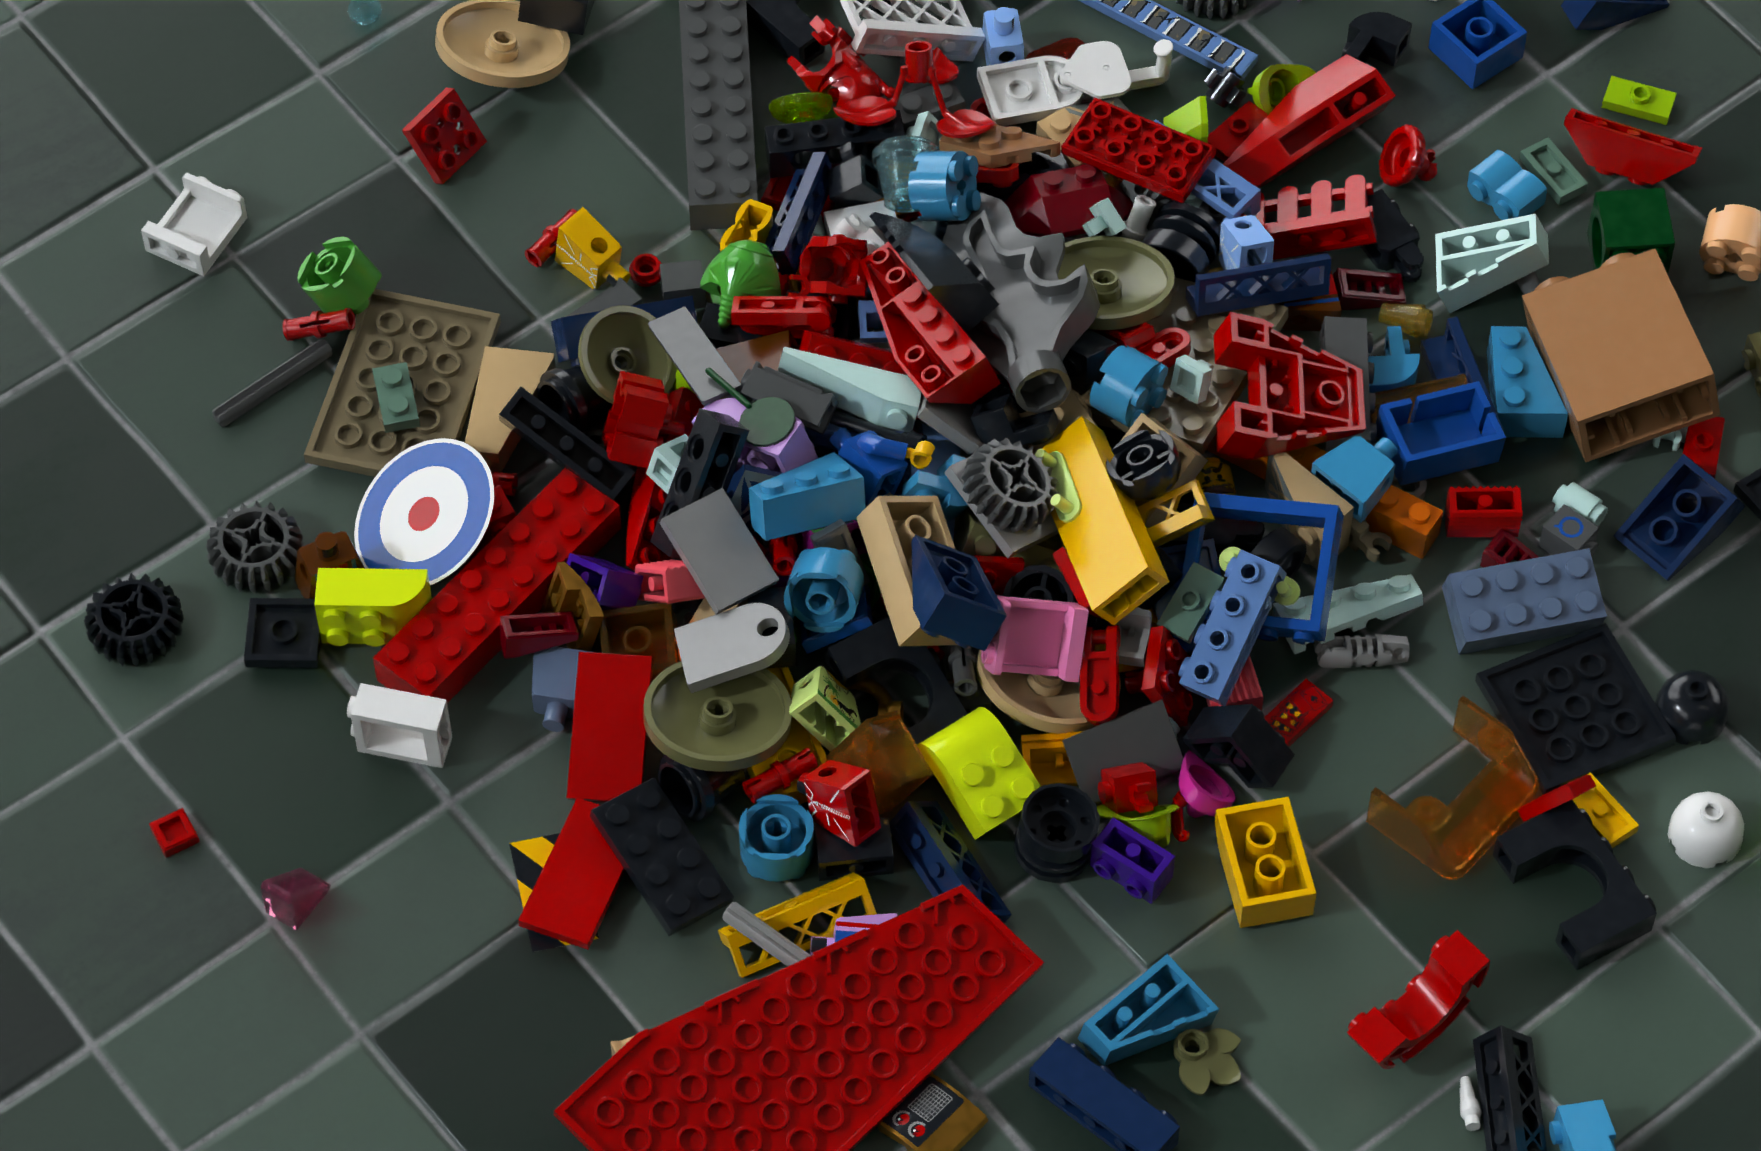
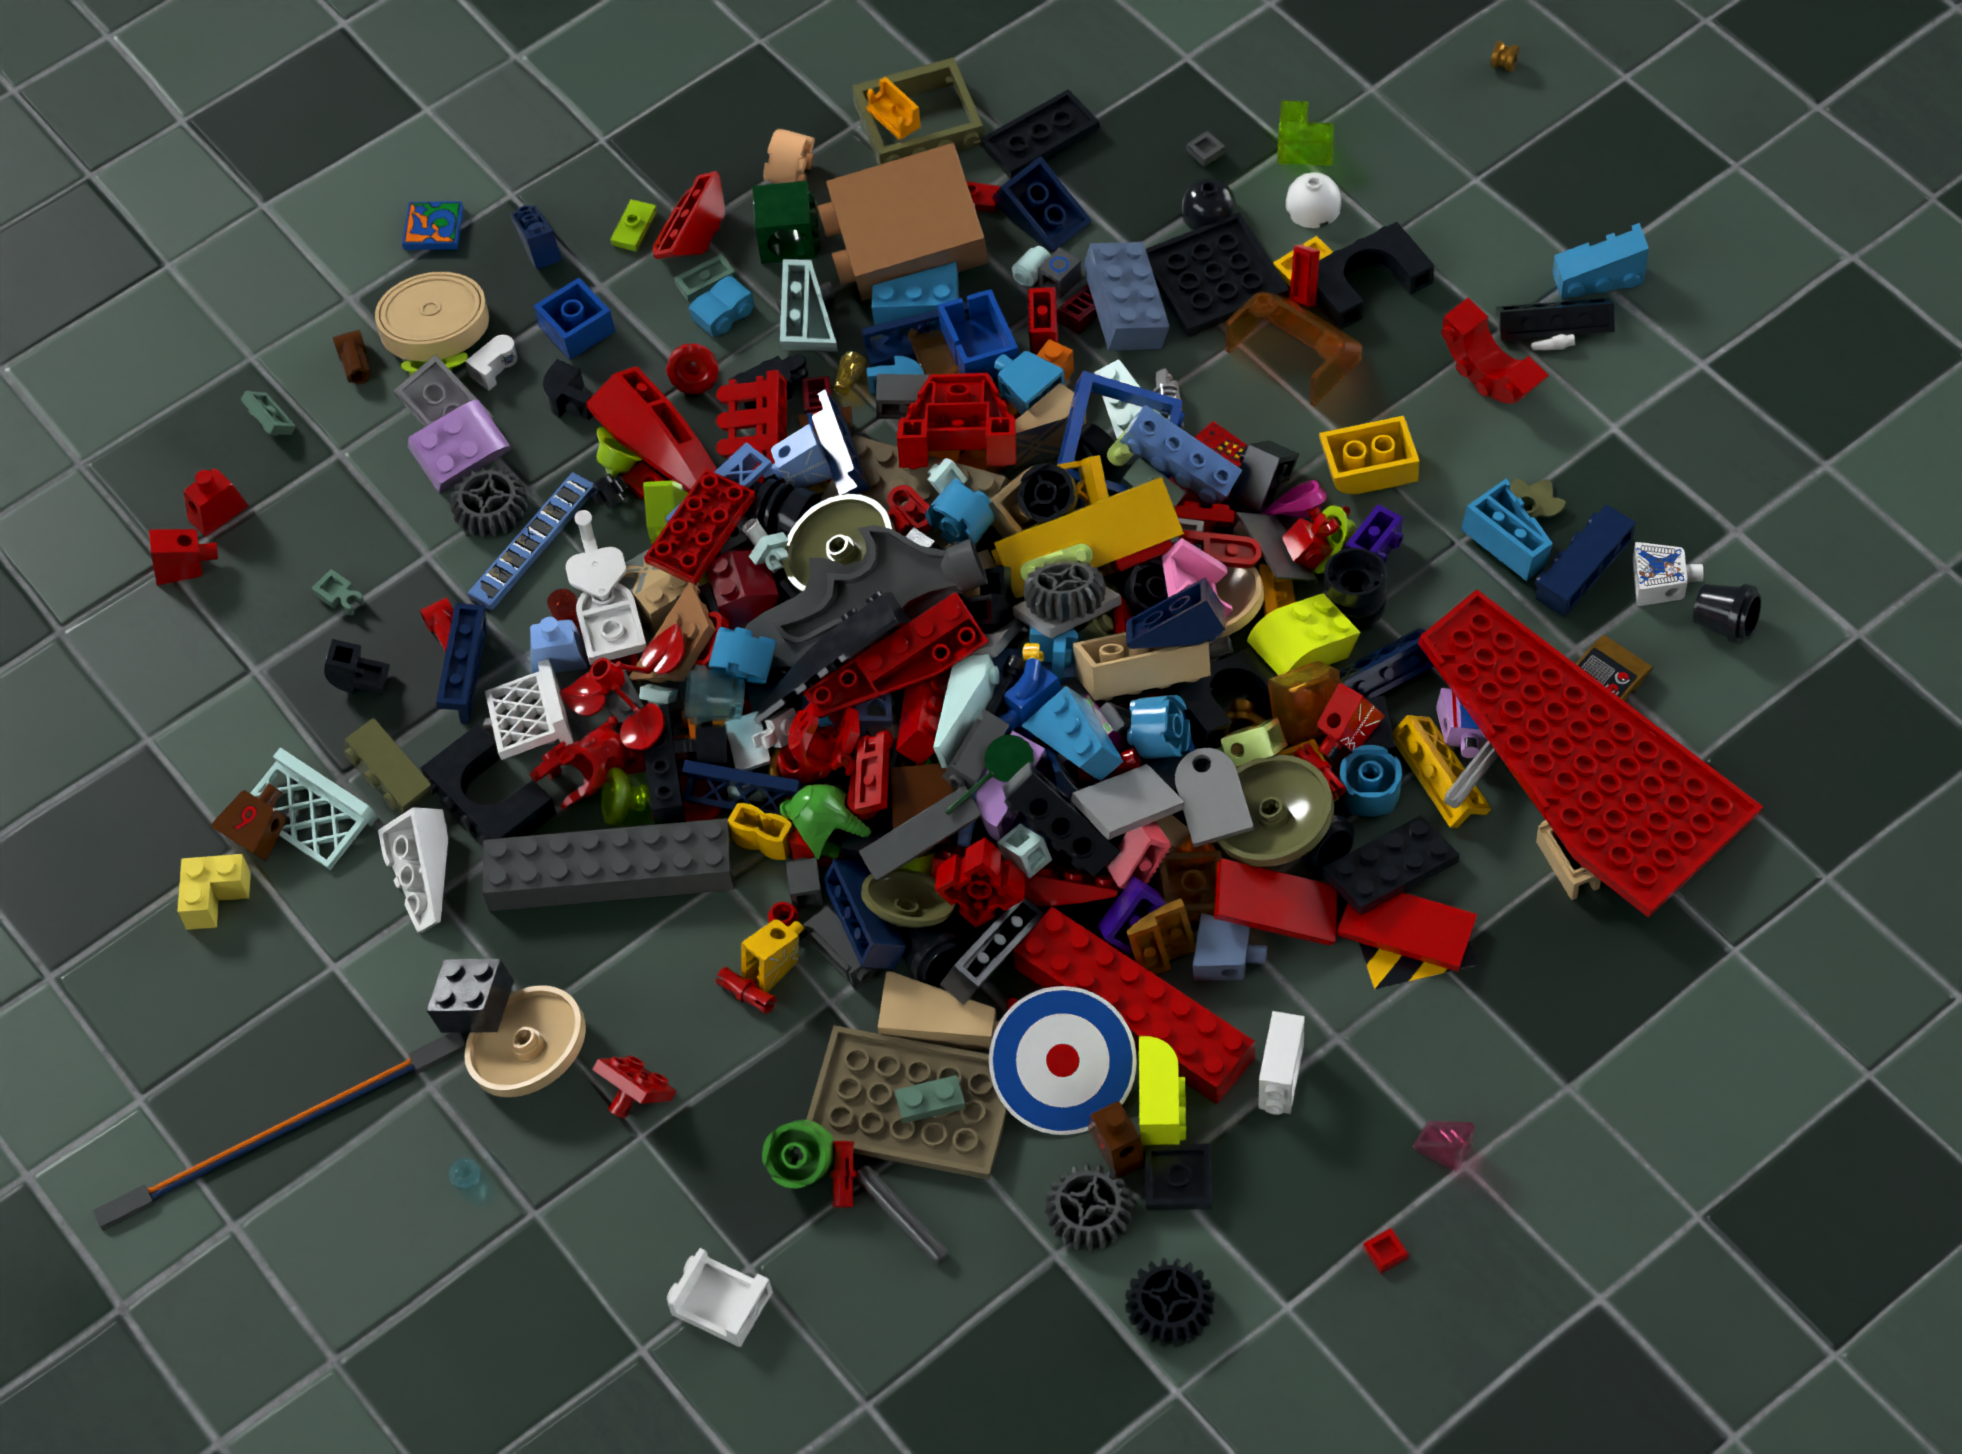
camera: 85 degrees left, 0 degrees up
(535, 632) = (1194, 978): dark red slope -> none

